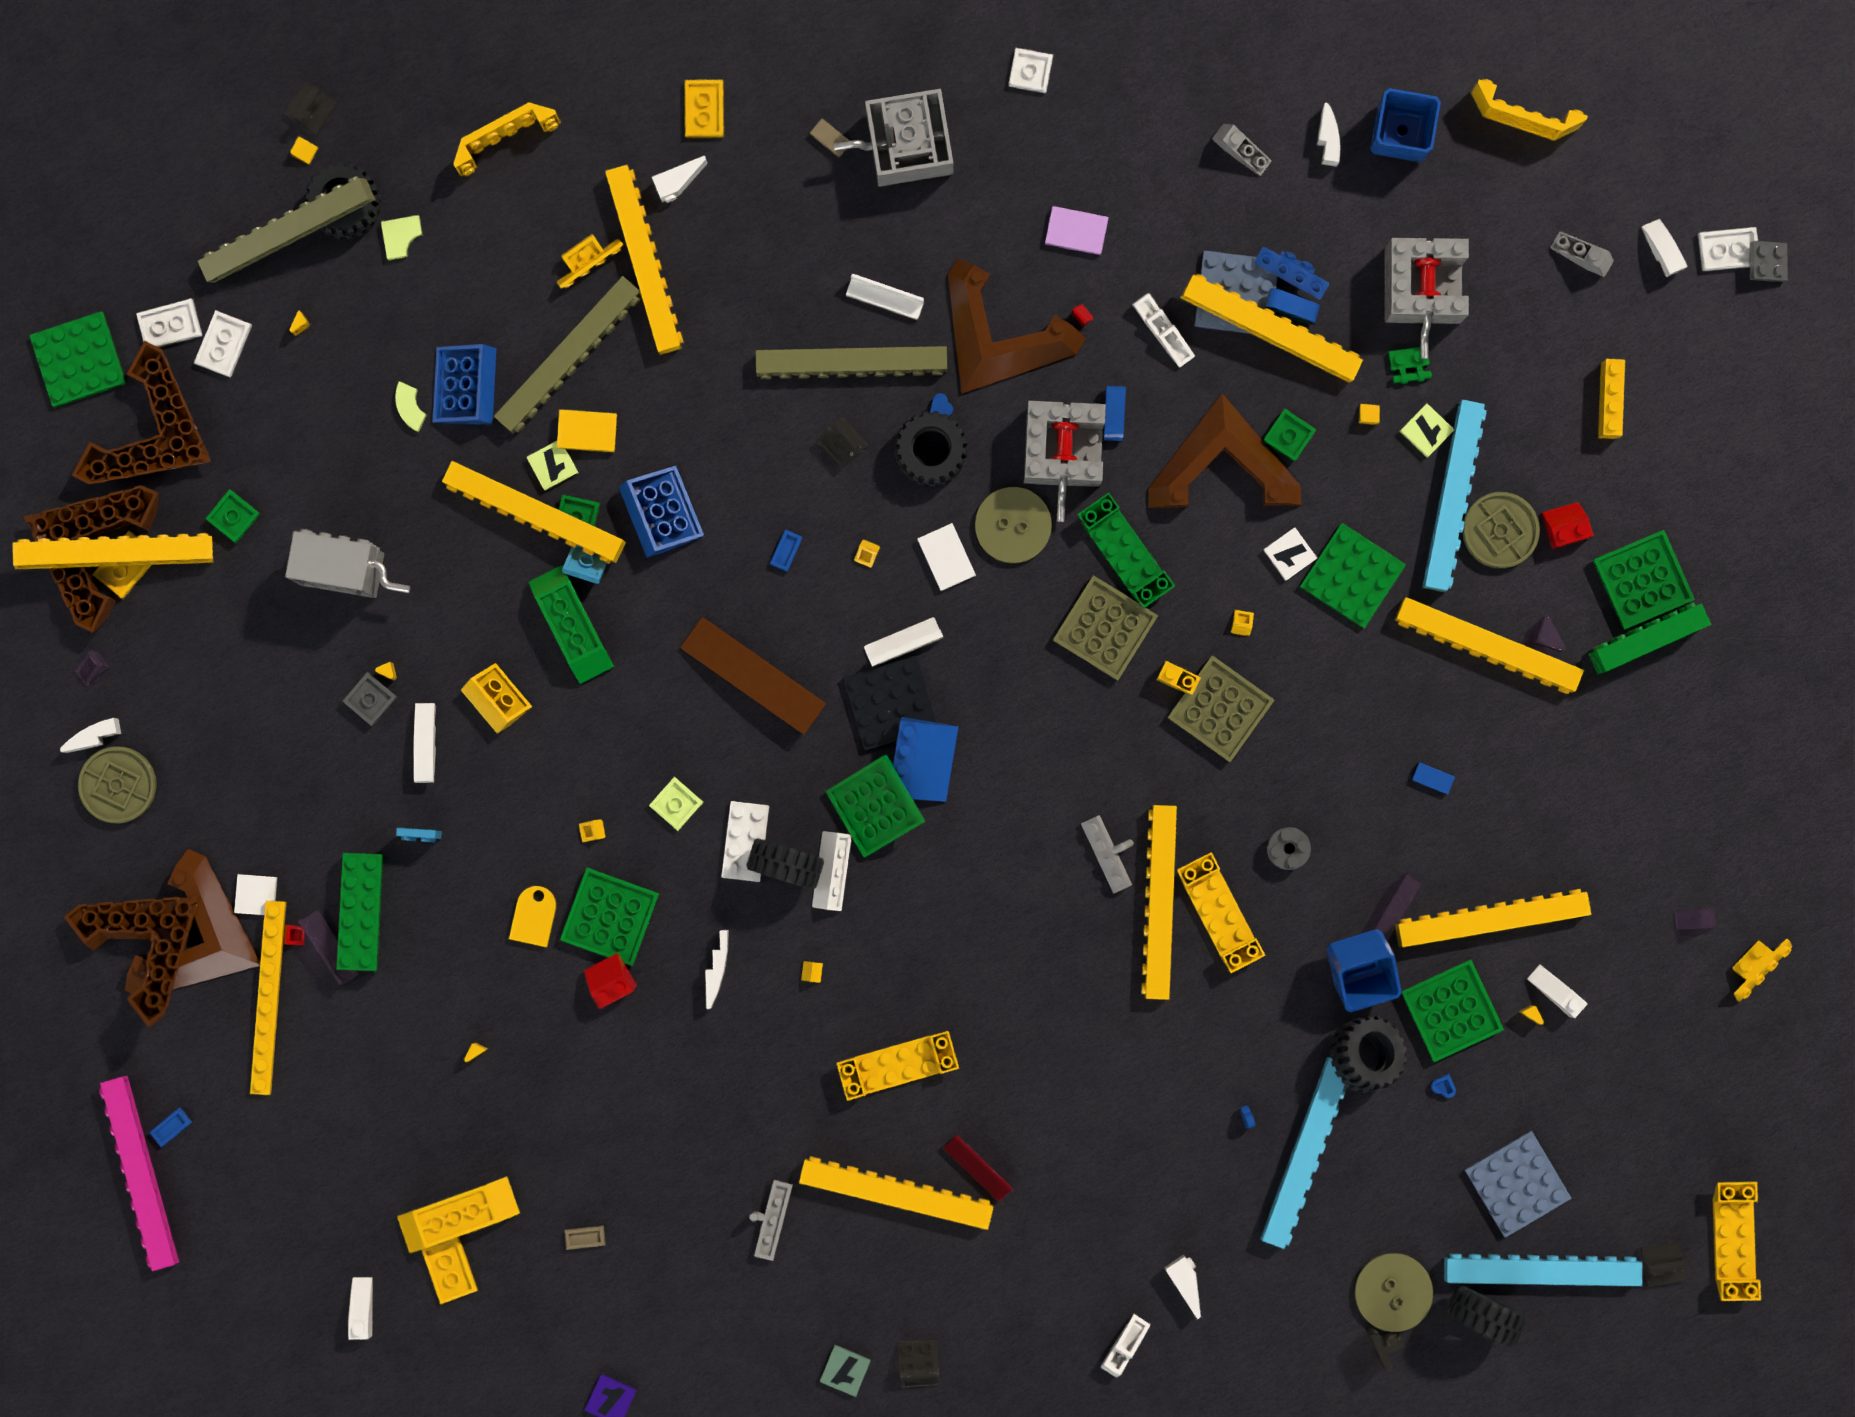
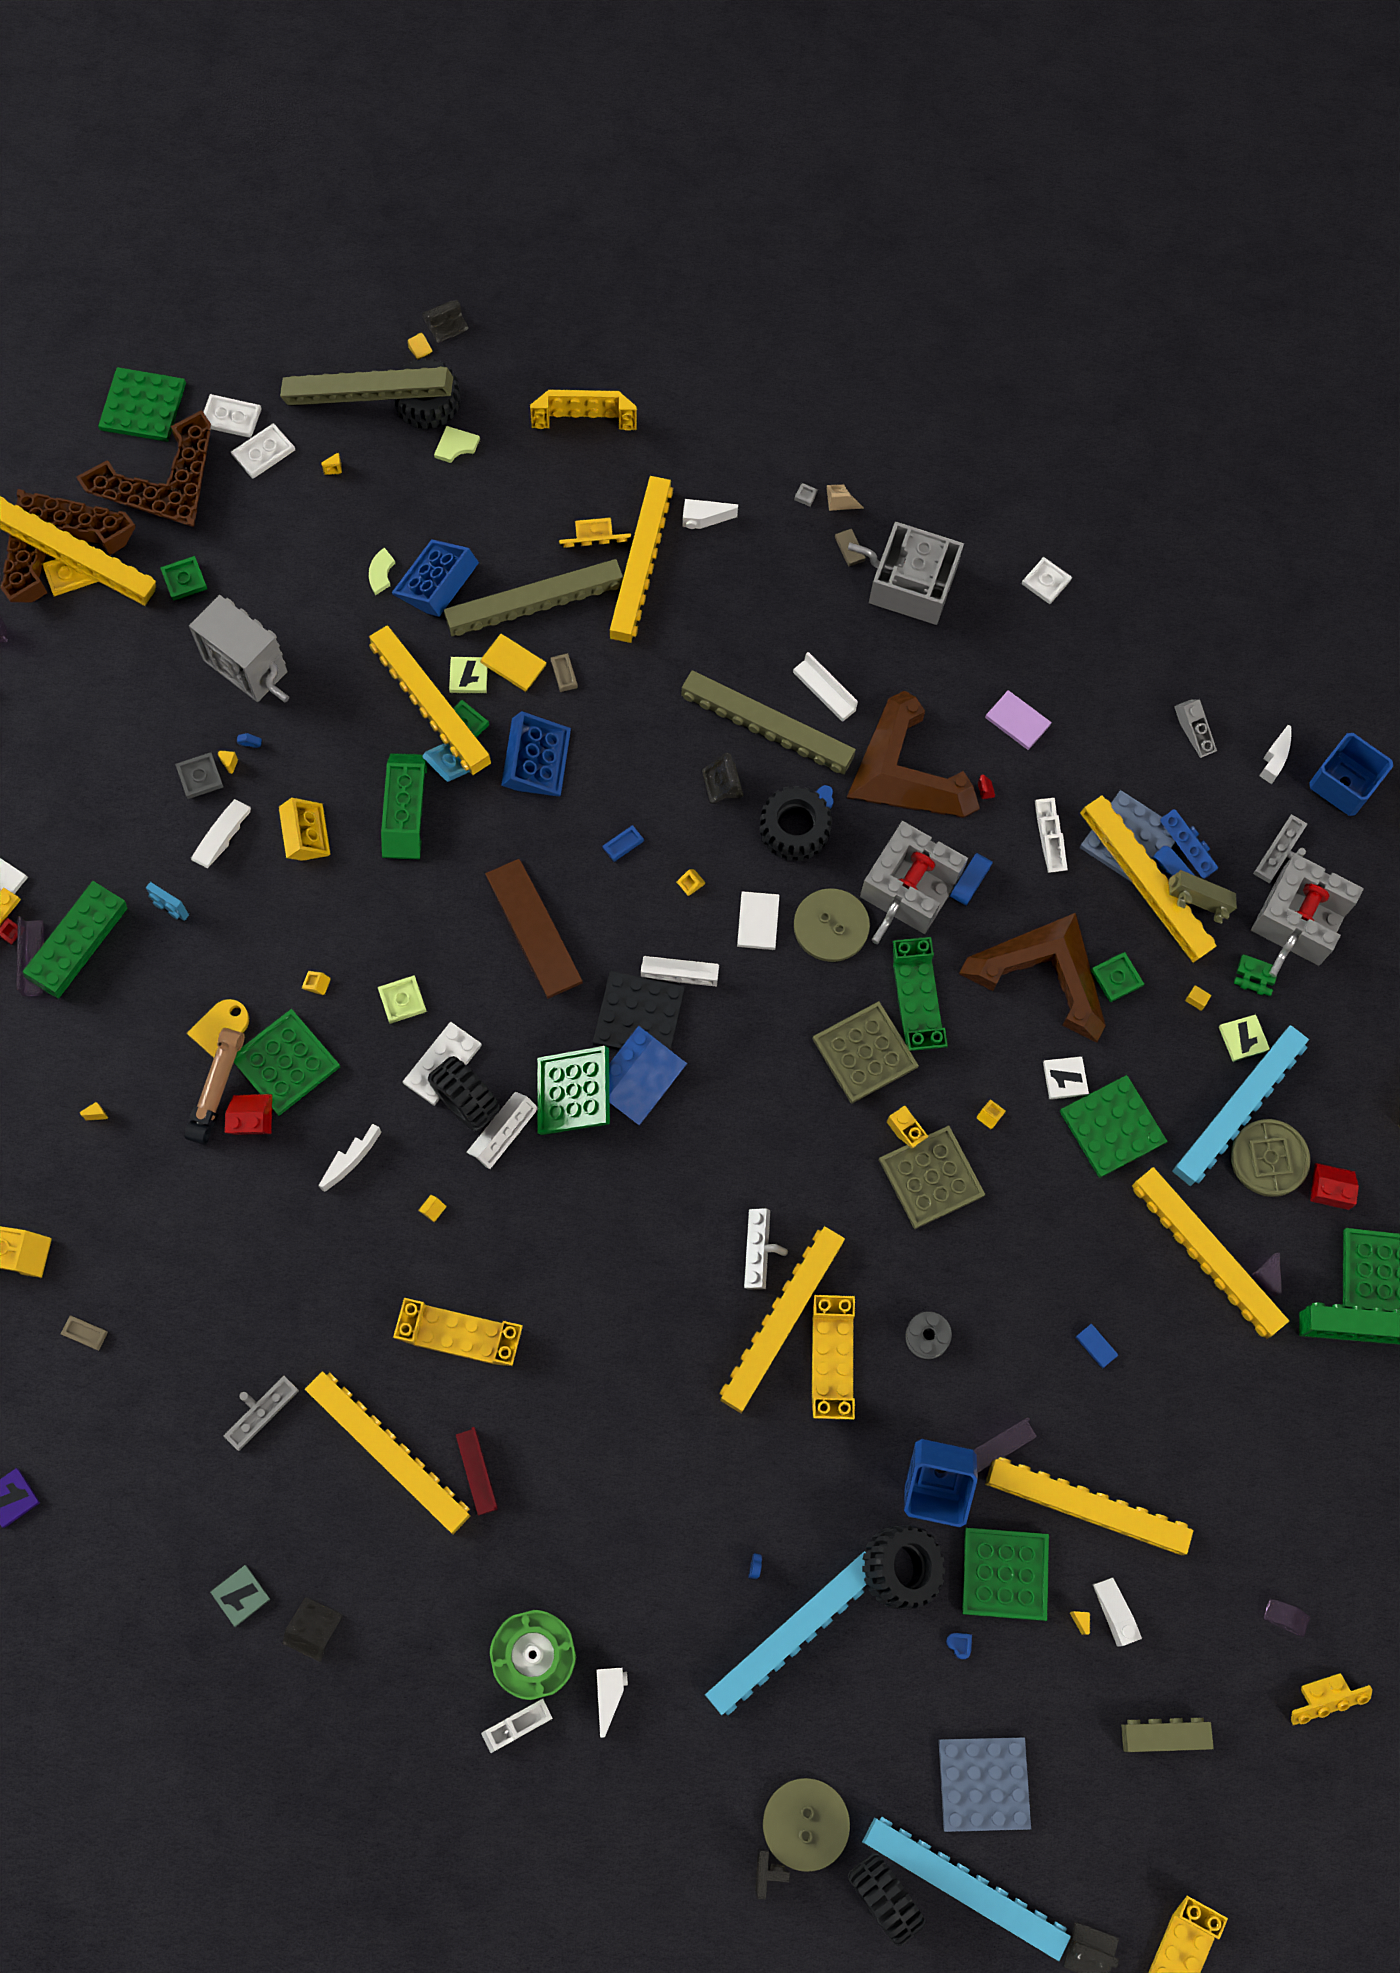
camera: 25 degrees right, 15 degrees down
(393, 641) = (249, 740): none -> blue tile
(570, 999) = (205, 1115): none -> medium nougat piece
(637, 413) = (564, 672): none -> dark tan tile
(704, 109) = (758, 475): yellow tile -> none
(759, 104) = (806, 494): none -> light grey tile
(794, 89) = (841, 499): none -> tan slope
(1103, 1267) = (512, 1649): none -> bright green piece
(1328, 317) = (1202, 894): none -> olive brick
(1375, 229) = (1281, 849): none -> light grey plate
(1644, 1067) = (1167, 1736): none -> olive brick

